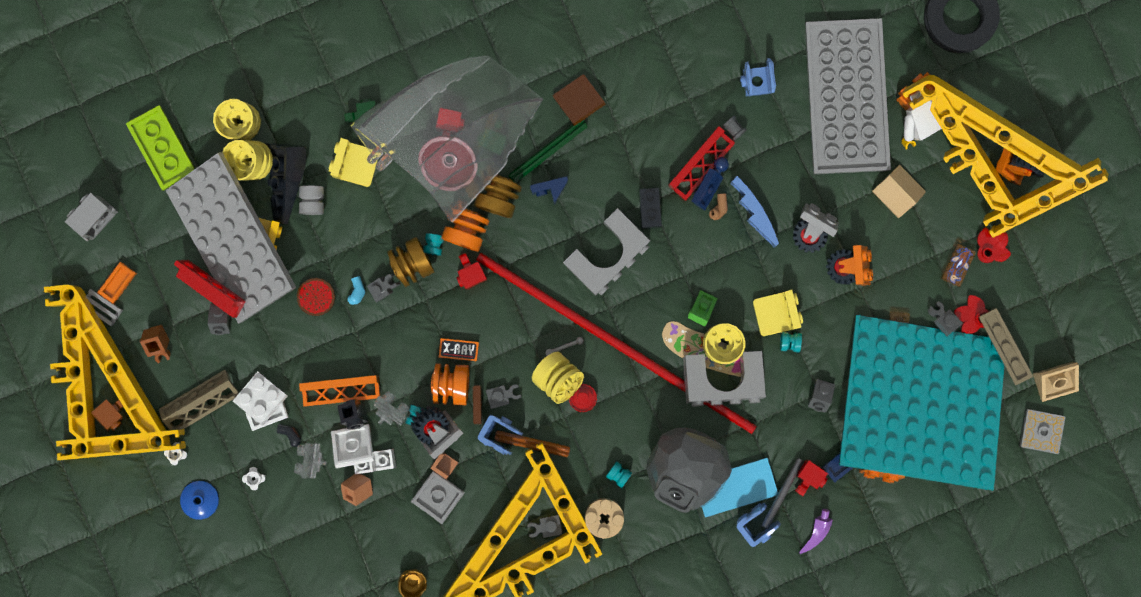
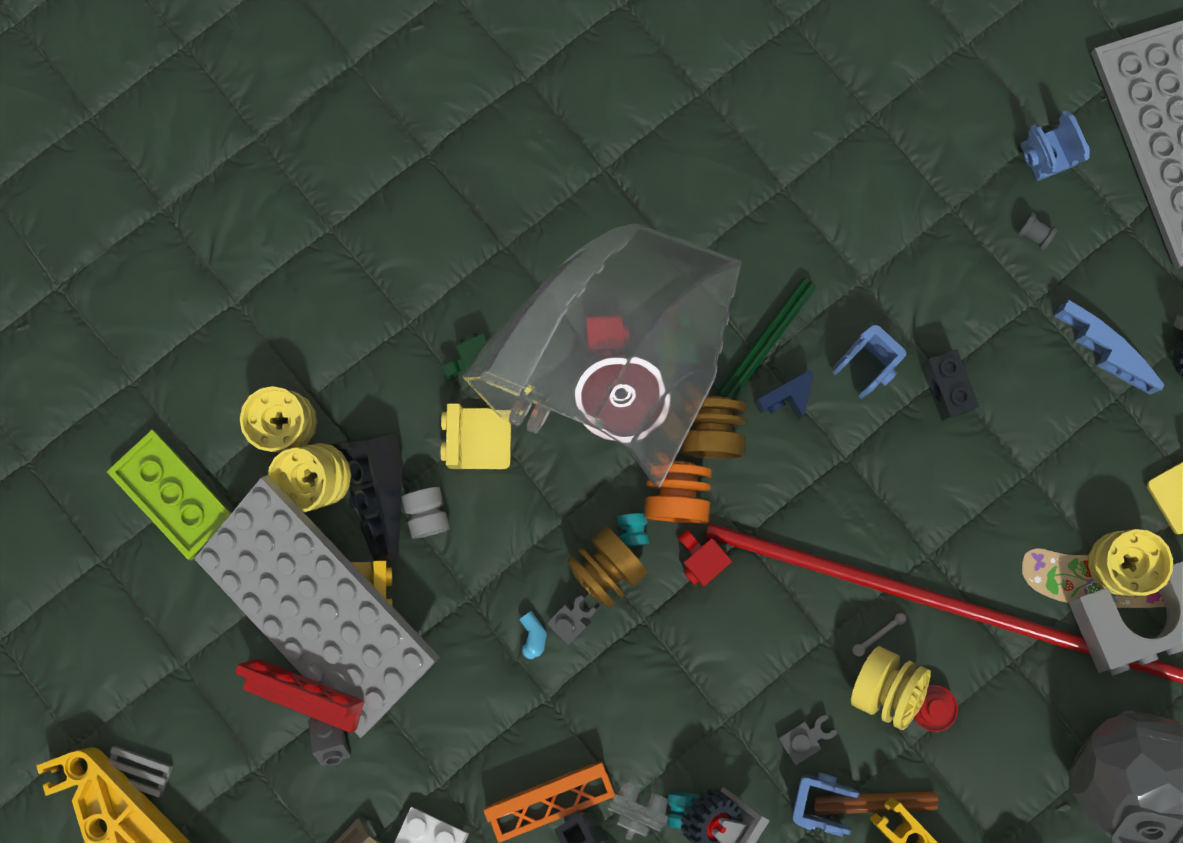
camera: 15 degrees left, 5 degrees down
(90, 216) = (84, 632): light grey brick -> none
(117, 282) = (152, 725): orange tile -> none
(155, 342) = (236, 806): dark orange brick -> none
(316, 297) = (471, 662): tile -> none
(450, 384) = (725, 745): orange wheel -> none
(458, 349) = (717, 684): tile -> none
(477, 405) = (772, 765): reddish brown tile -> none
(578, 100) = (792, 251): reddish brown tile -> none
(616, 174) = (890, 357): none -> medium blue piece
(619, 474) = (1026, 815): teal wheel -> none
(632, 242) = (938, 446): light grey arch -> none
(702, 308) = (1075, 517): bright green slope -> none
(710, 183) = (1027, 322): dark blue plate -> none
(719, 132) = (984, 318): red fence -> none
(721, 209) = (1053, 357): medium nougat arm -> none

